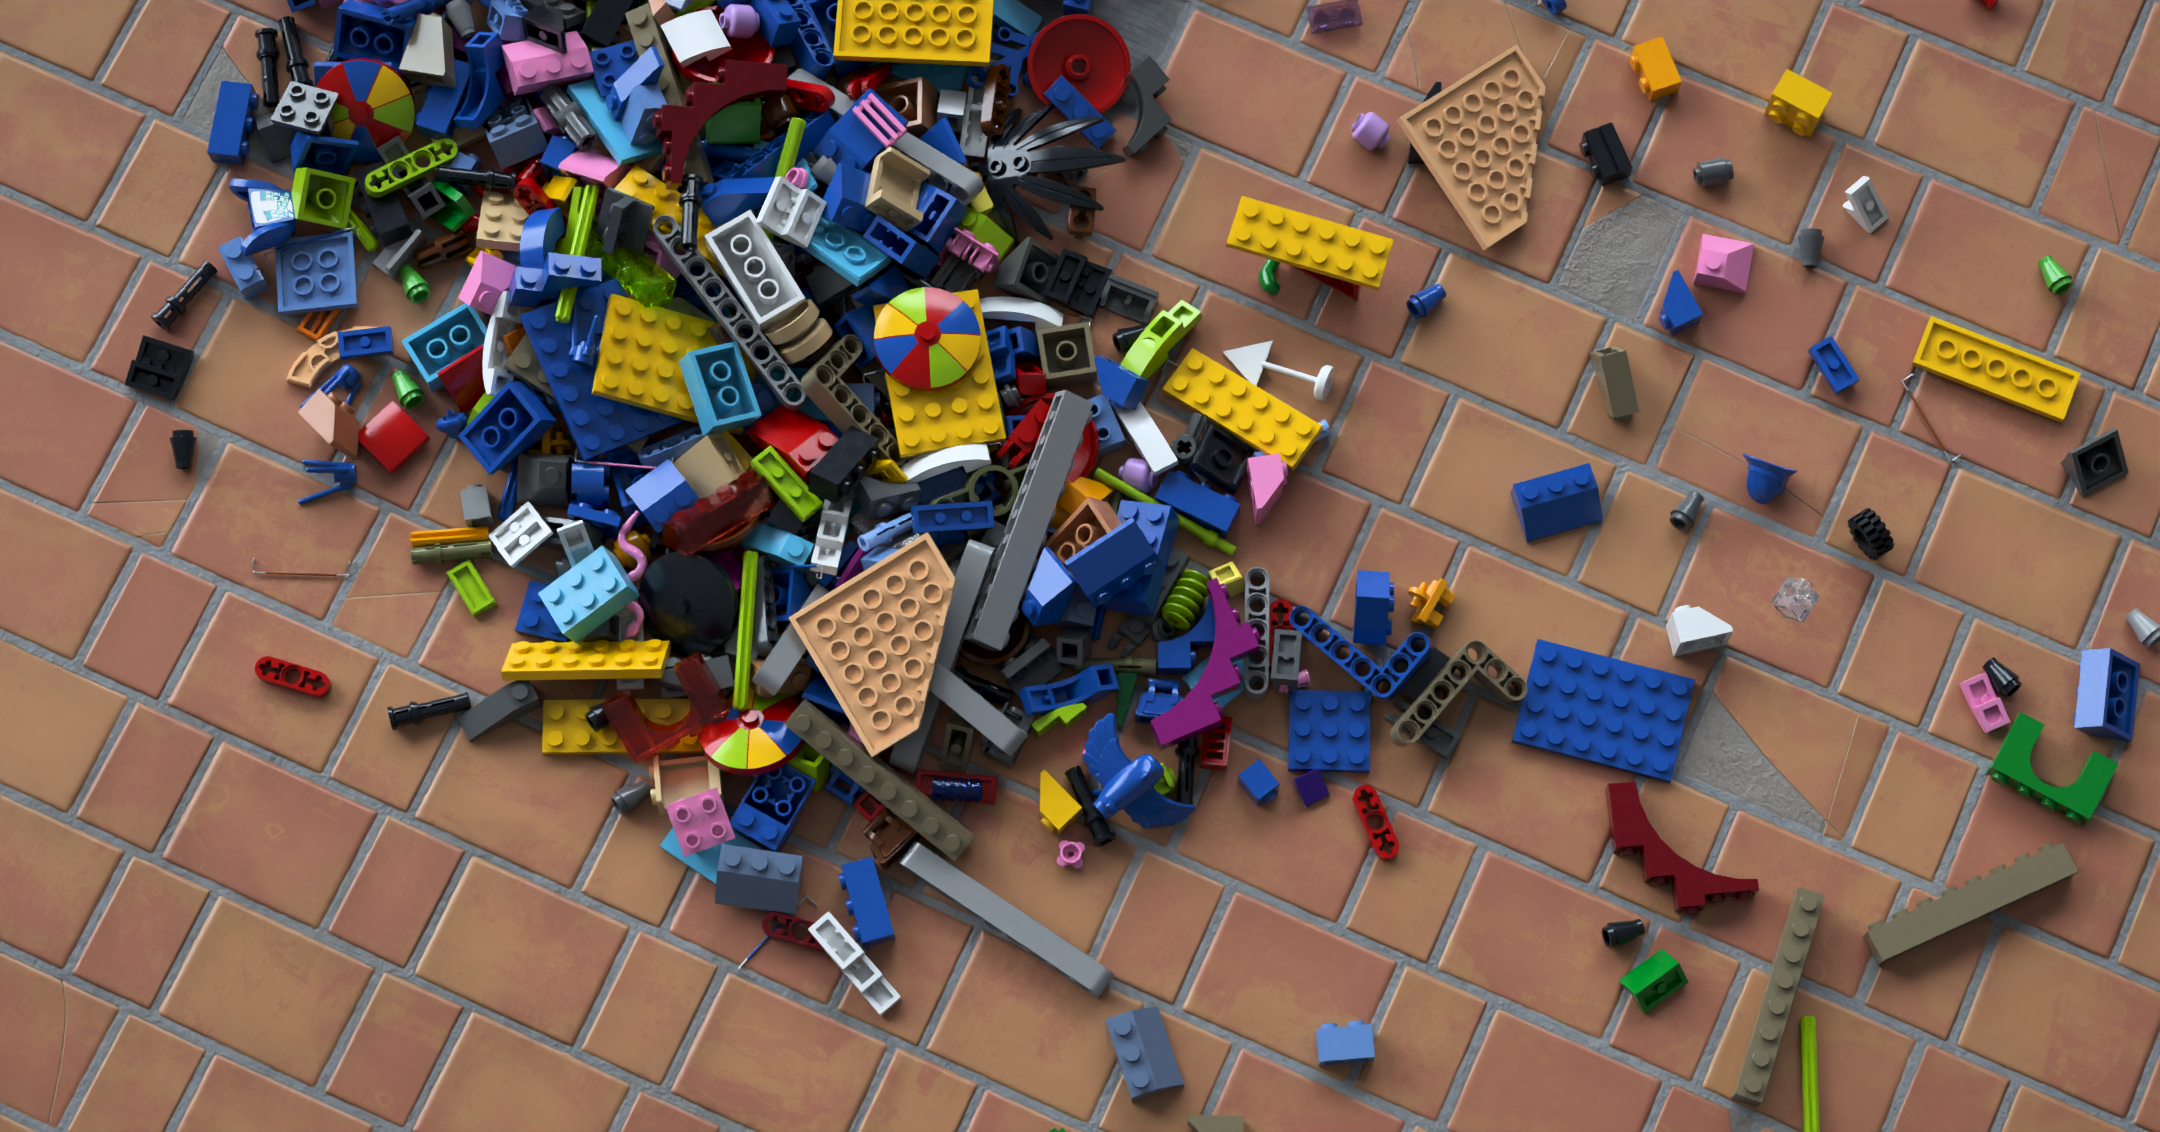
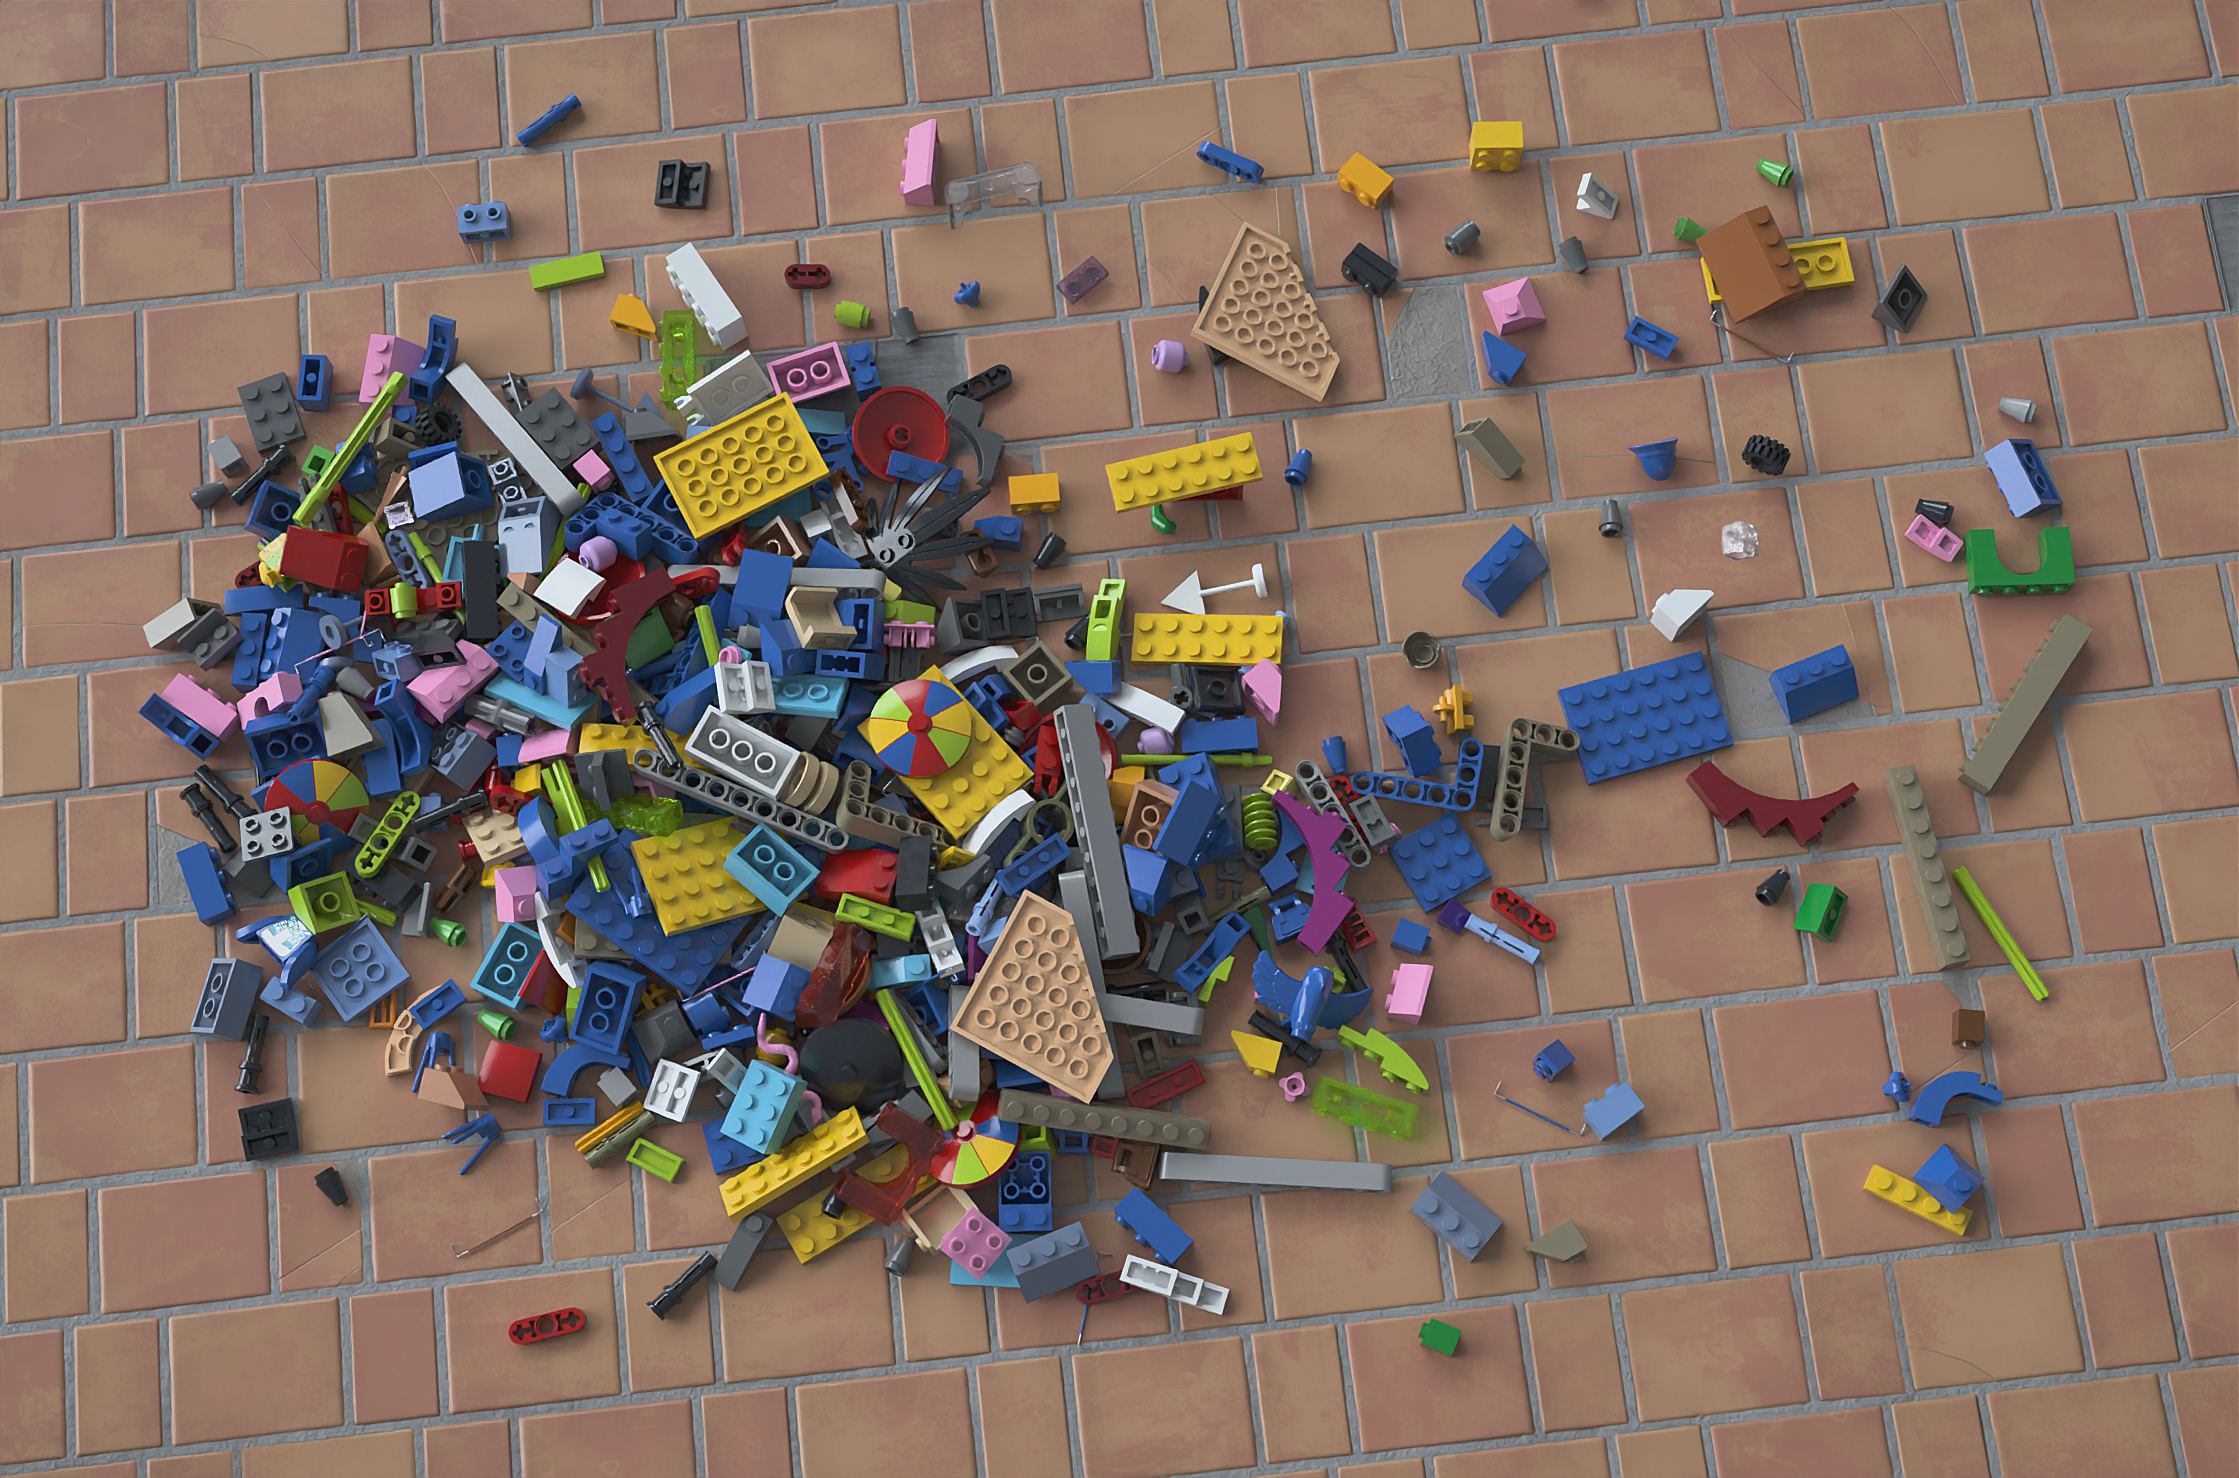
camera: 30 degrees left, 0 degrees up
(191, 234) = (227, 999): none -> sand blue slope
(423, 502) = (570, 1112): none -> blue plate
(453, 461) = (573, 1062): none -> blue arch
(457, 207) = (449, 847): green panel -> none
(865, 105) = (772, 561): bright pink tile -> none
(956, 789) = (1170, 1089): clear blue piece -> none
(1119, 206) = (1006, 530): none -> blue slope
(1150, 247) = (1050, 549): none -> black cone
(1150, 942) = (1371, 1122): none -> clear neon green brick
(1168, 187) = (1034, 493): none -> light orange brick
(1173, 884) = (1395, 1062): none -> lime slope
(1198, 55) = (991, 373): none -> black beam
(1225, 831) = (1409, 992): none -> bright pink slope
(1276, 1009) = (1536, 1114): none -> blue piece
(1295, 579) = (1335, 753): none -> blue cone
(1317, 967) = (1552, 1061): none -> blue slope
(1336, 823) = (1501, 938): none -> light blue pin
(1433, 529) = (1421, 650): none -> dark tan hair
(1782, 771) = (1815, 684): none -> blue slope
(1936, 286) = (1688, 230): none -> bright green cone
(1970, 350) = (1751, 265): none -> dark orange slope

